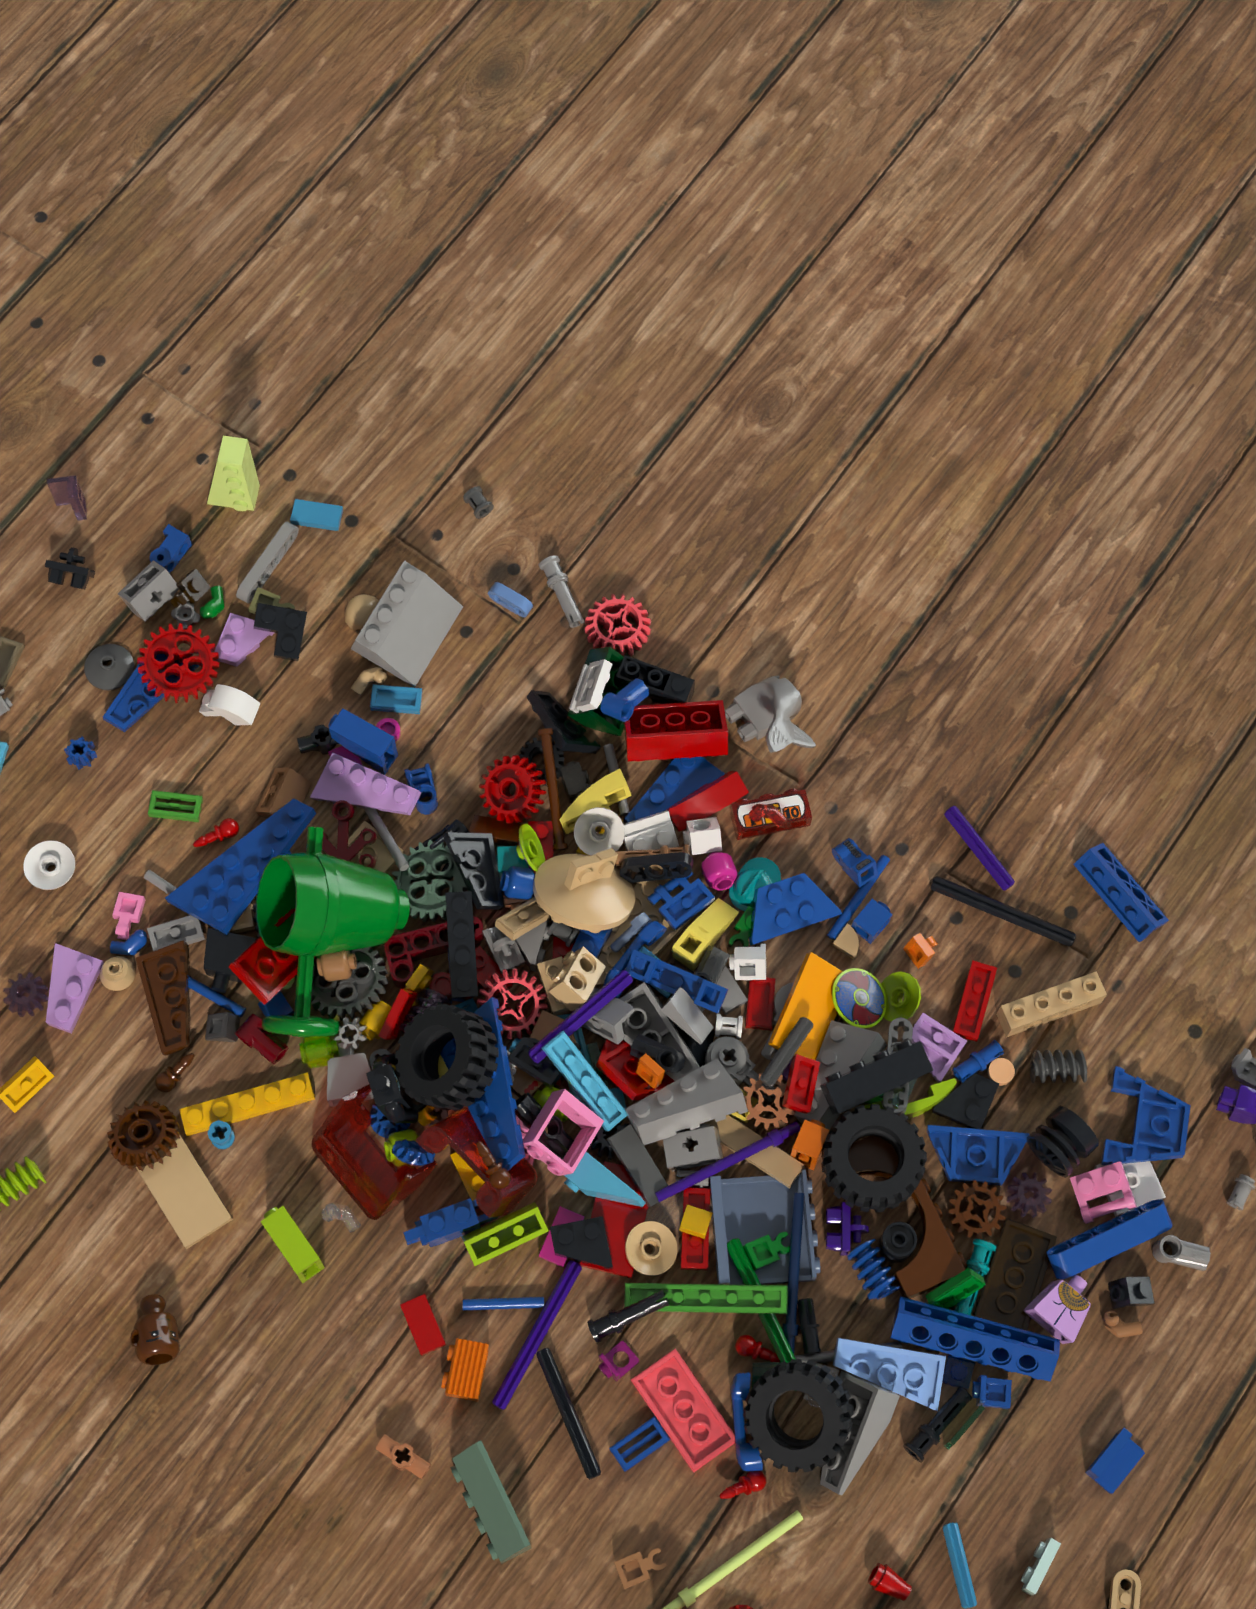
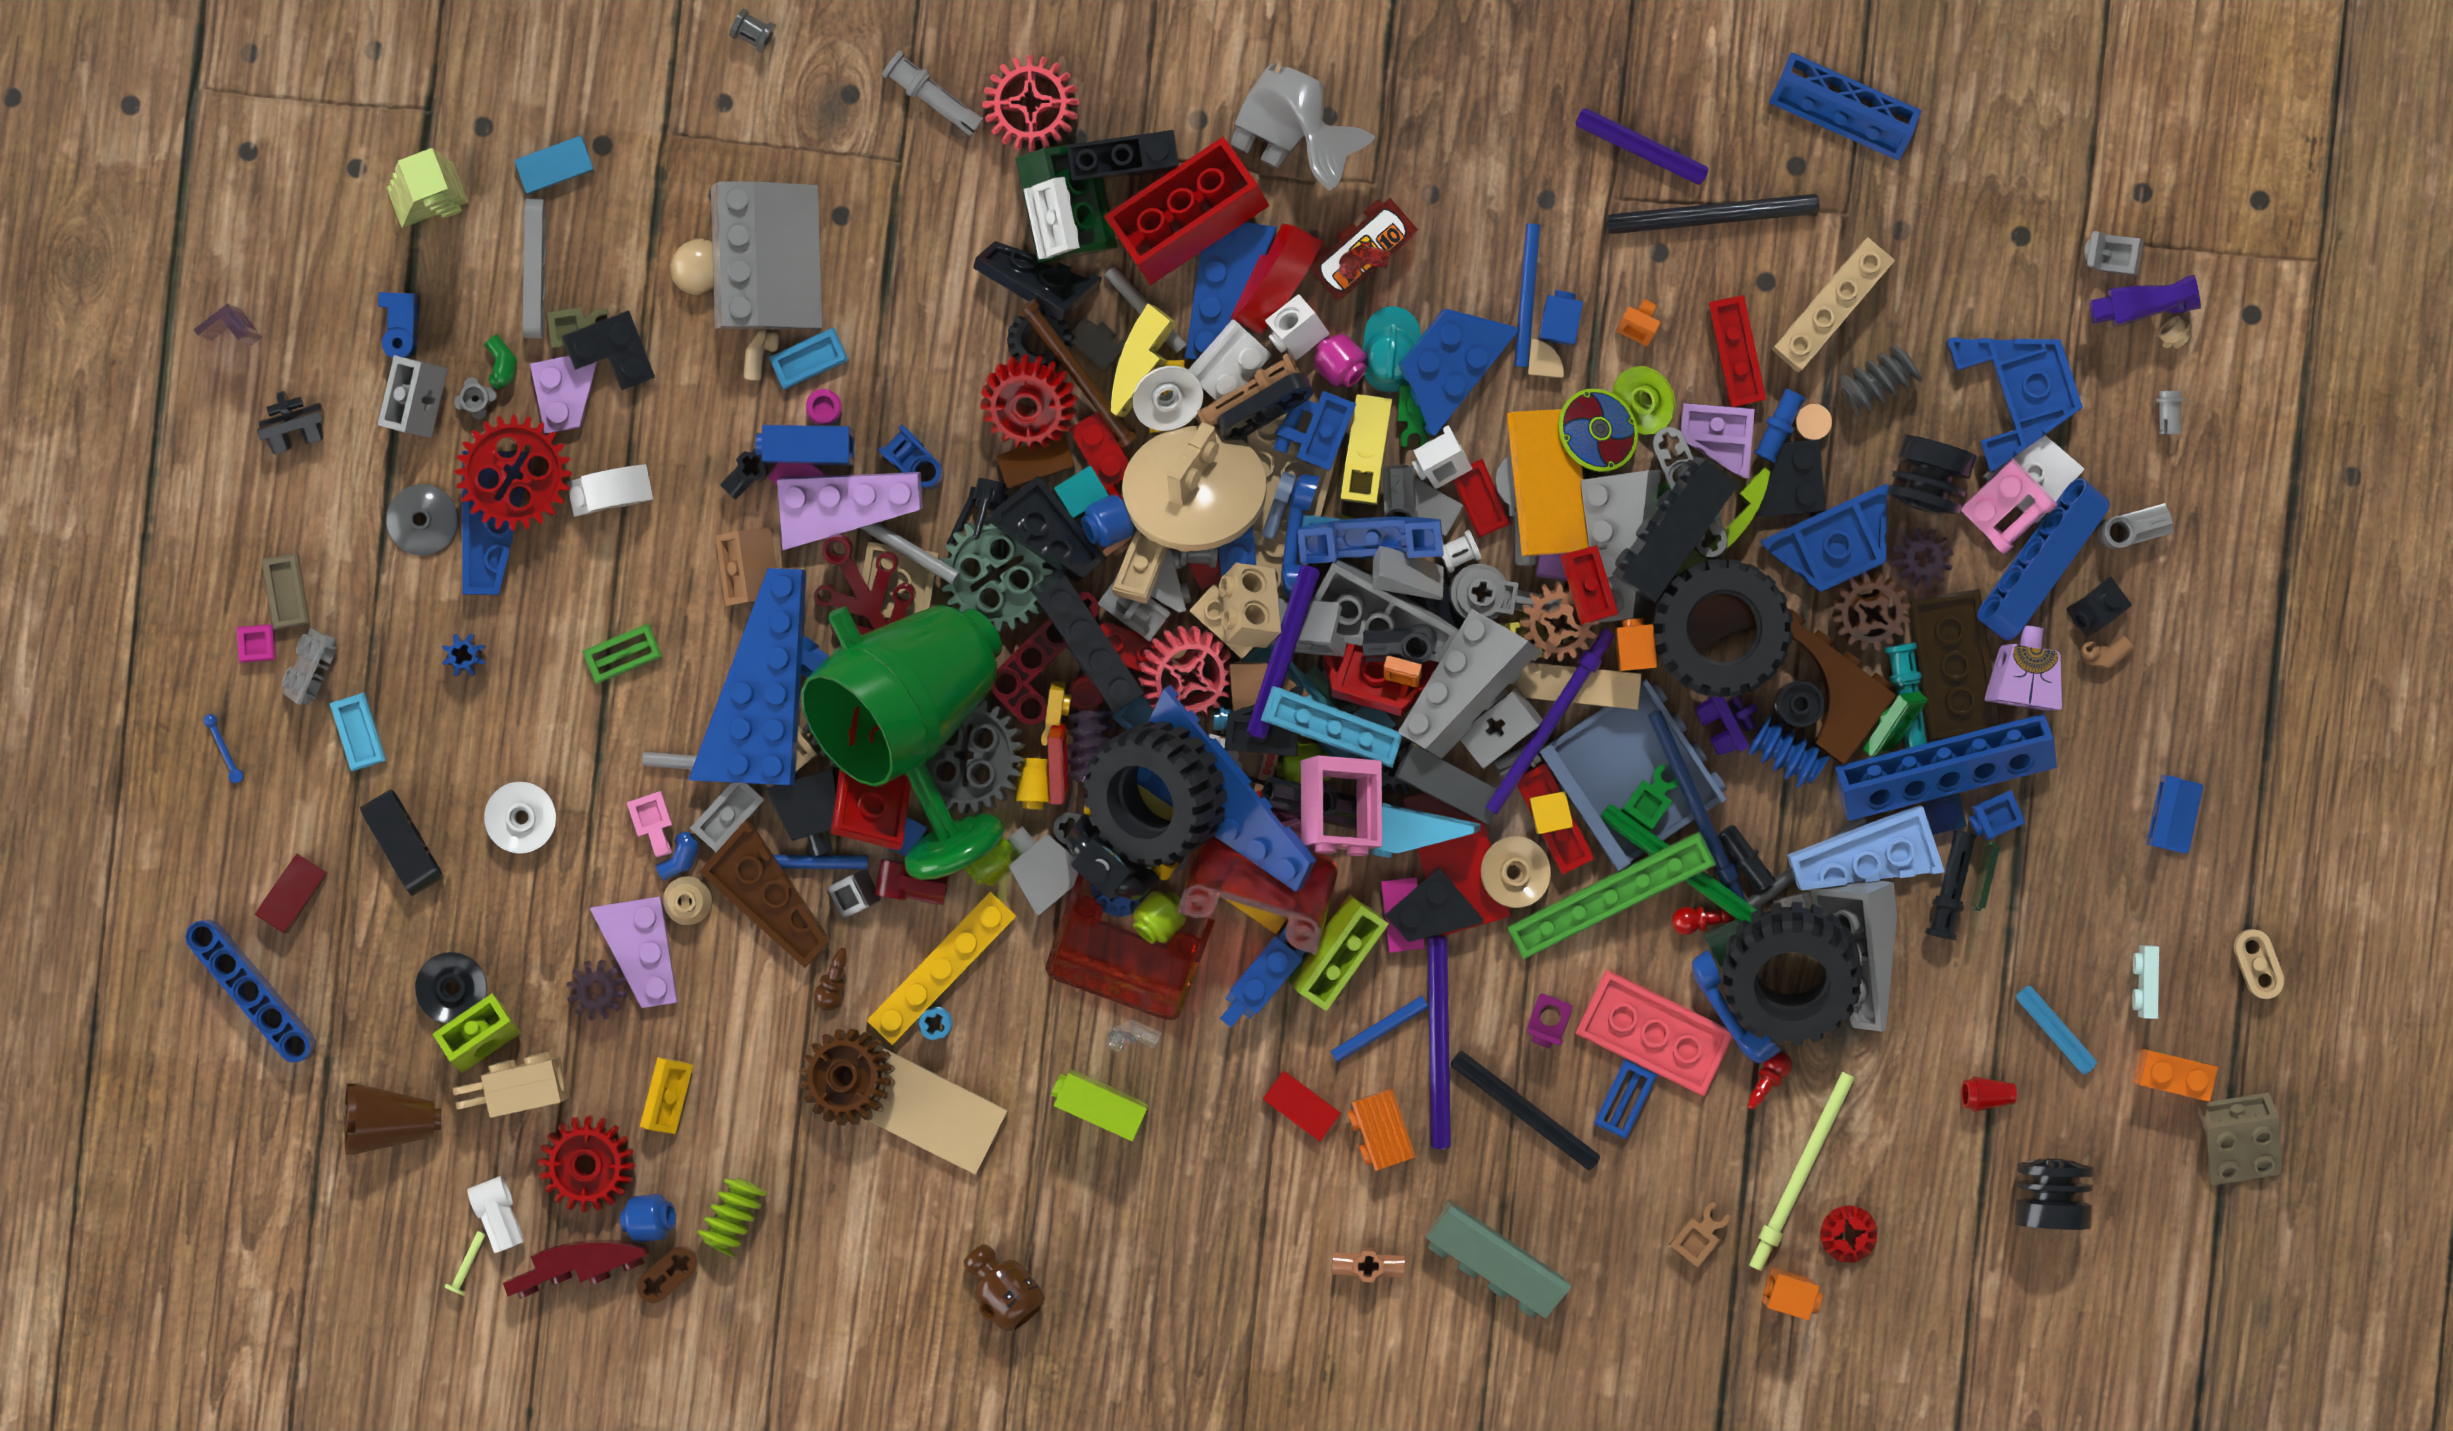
camera: 20 degrees left, 20 degrees up
(191, 588) = (463, 360): dark brown plate -> none
(227, 829) = (706, 647): red bar -> none
(336, 965) = (956, 753): medium nougat head -> none
(352, 1025) = (1018, 811): light grey gear -> none
(412, 1153) = (1177, 928): blue gear -> none
(498, 1176) = (1300, 901): reddish brown bar -> none
(510, 599) = (873, 144): medium blue beam -> none
(530, 847) = (1098, 470): lime dish -> none
(616, 1320) = (1522, 978): black pin -> none
(622, 704) = (1104, 219): blue piece -> none
(786, 1051) = (1551, 555): dark grey axle -> none
(855, 862) = (1500, 255): blue leg -> none

